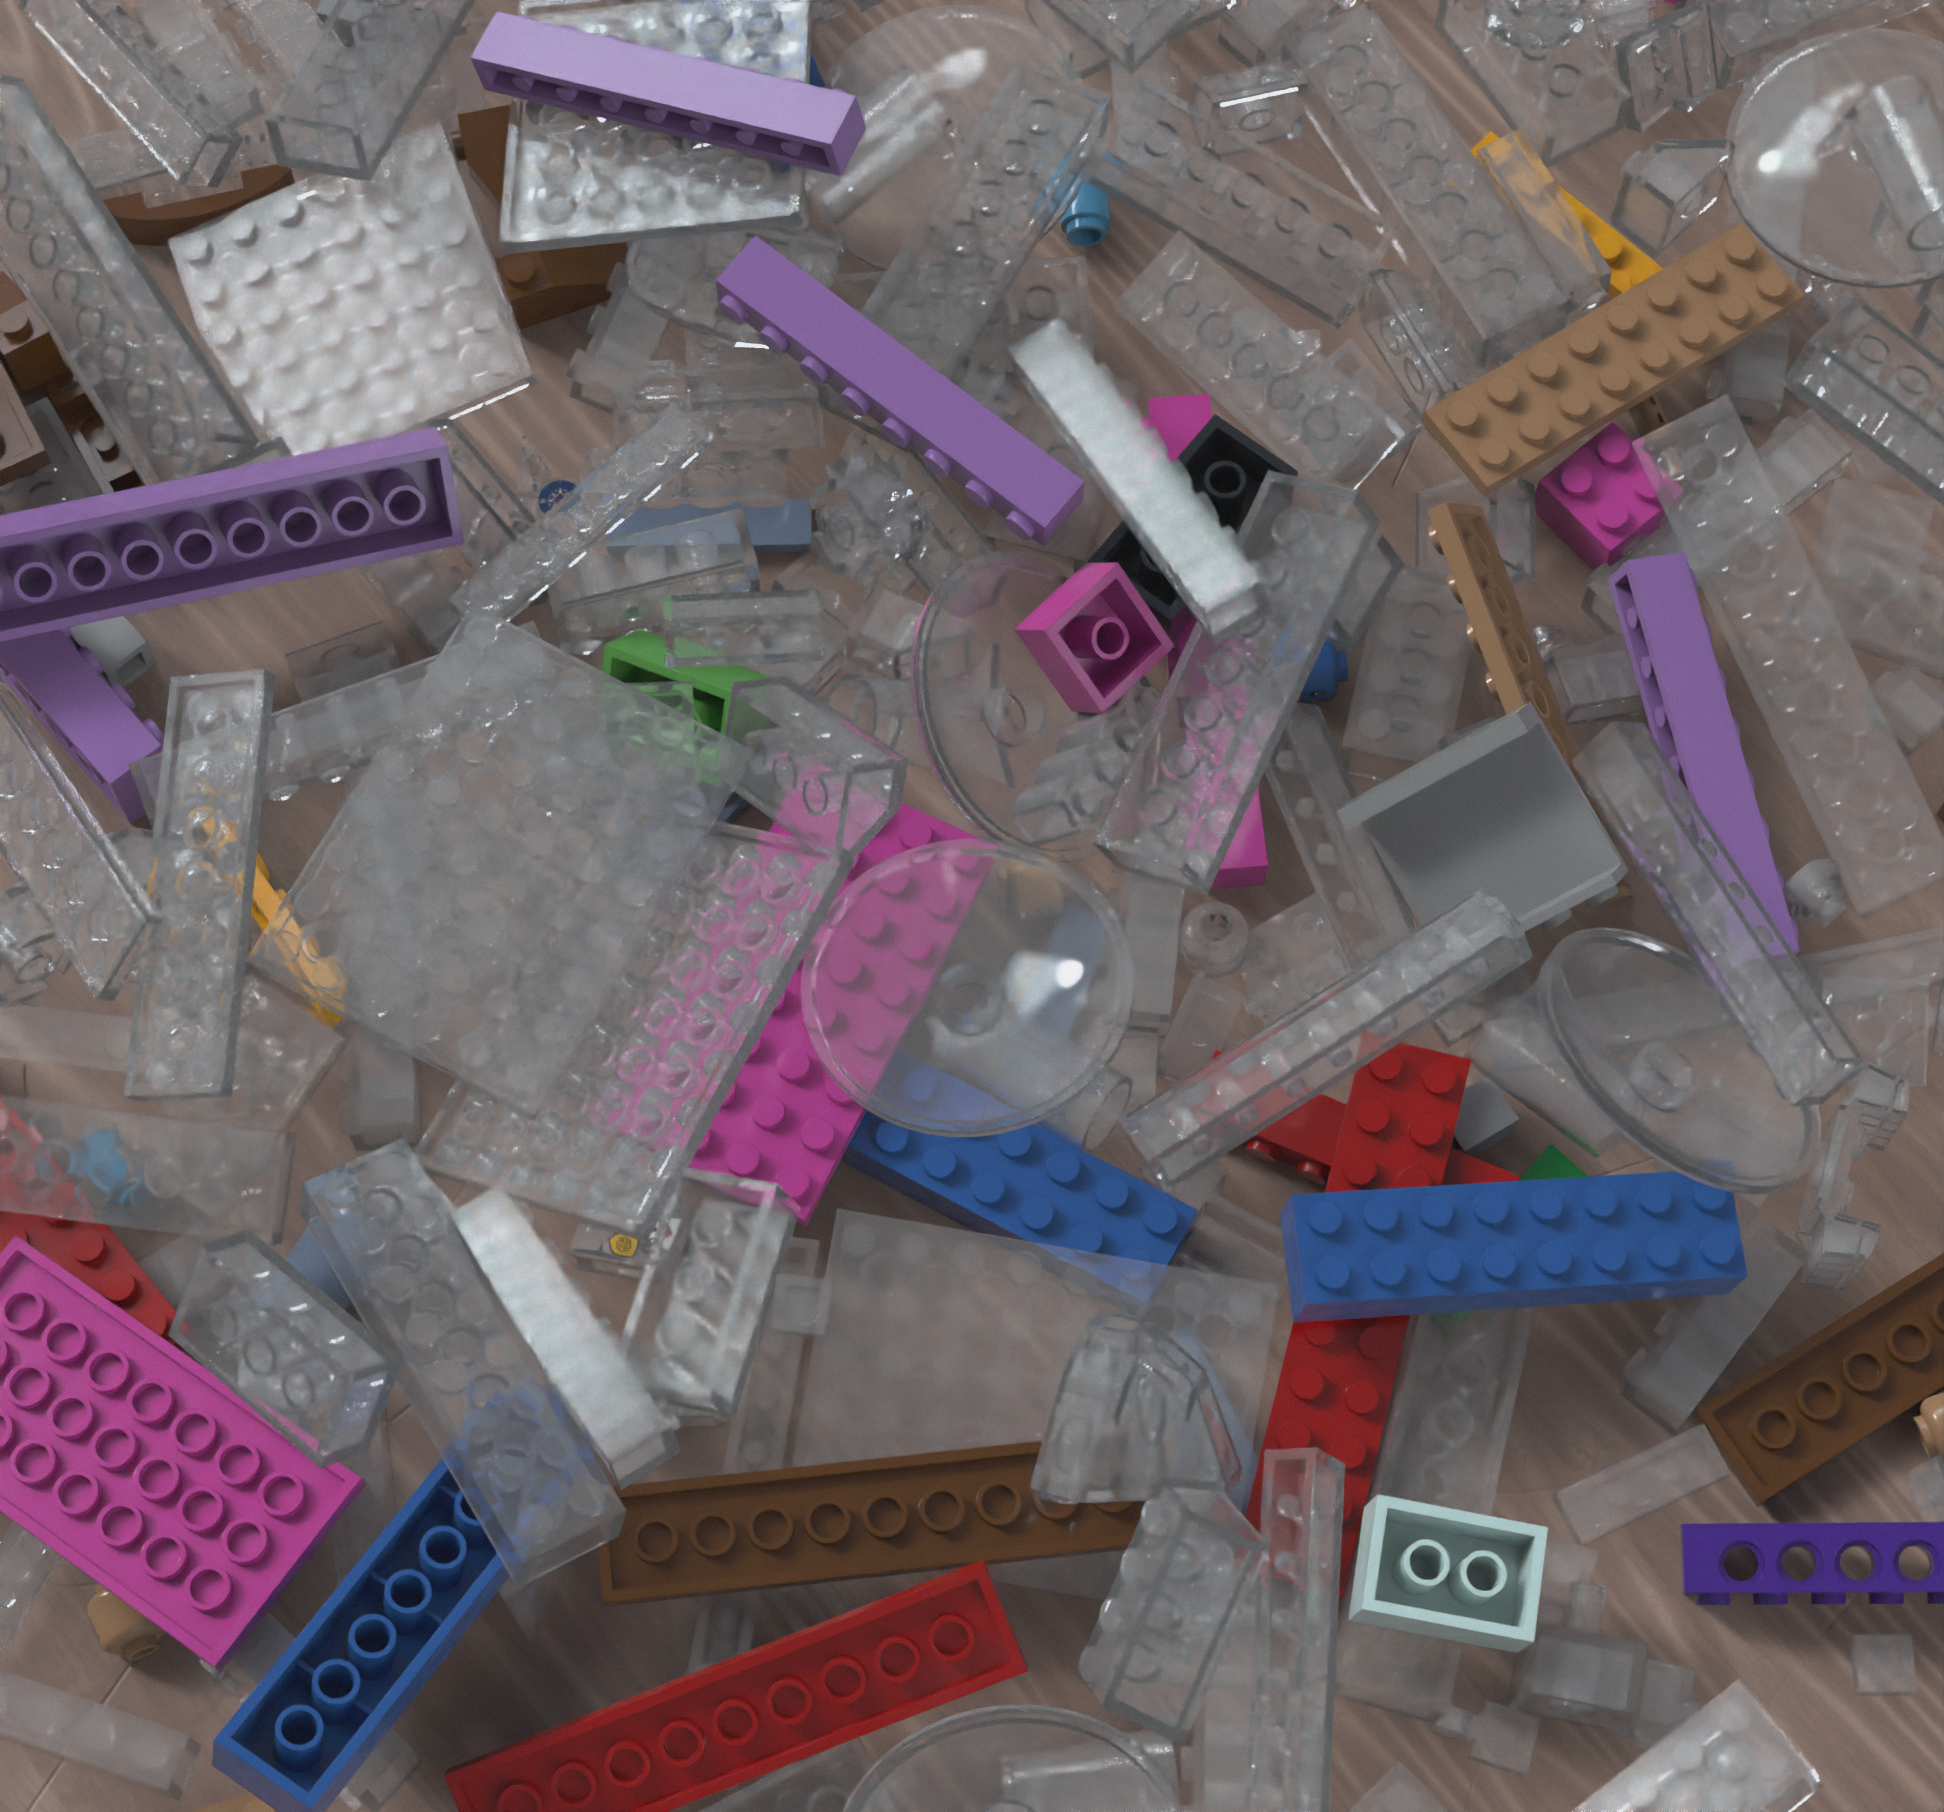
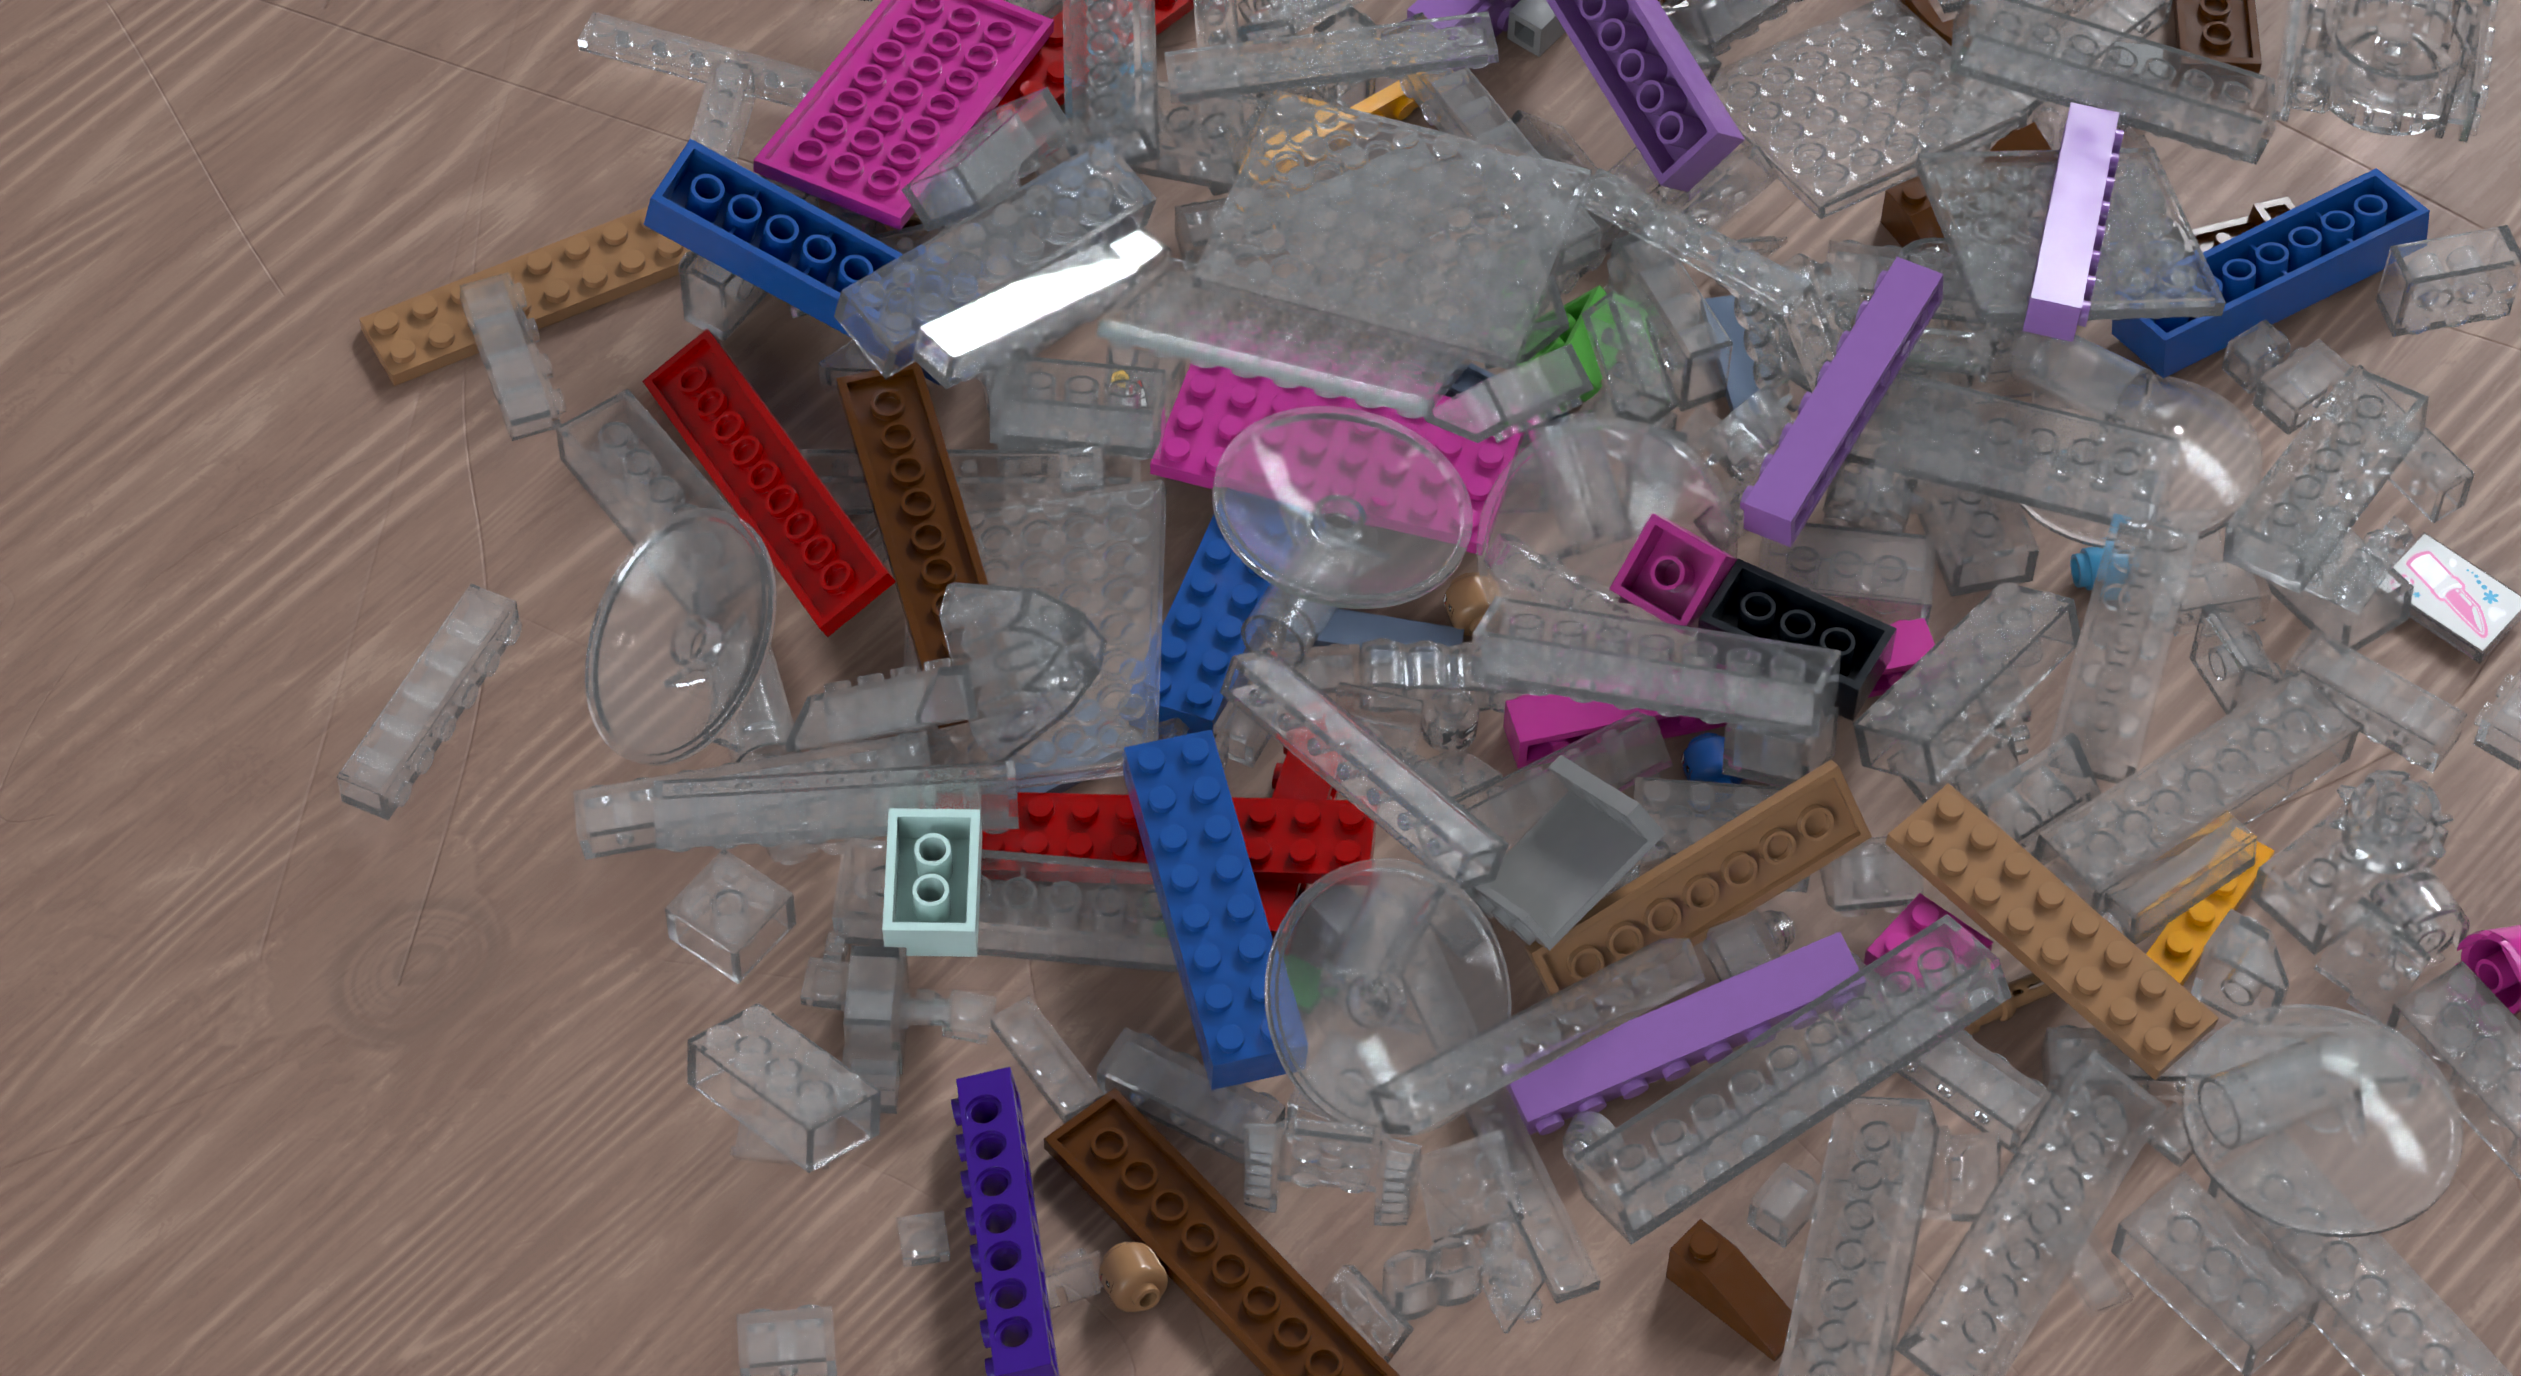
camera: 80 degrees right, 15 degrees down
(1140, 480) = (1812, 571): clear brick -> none

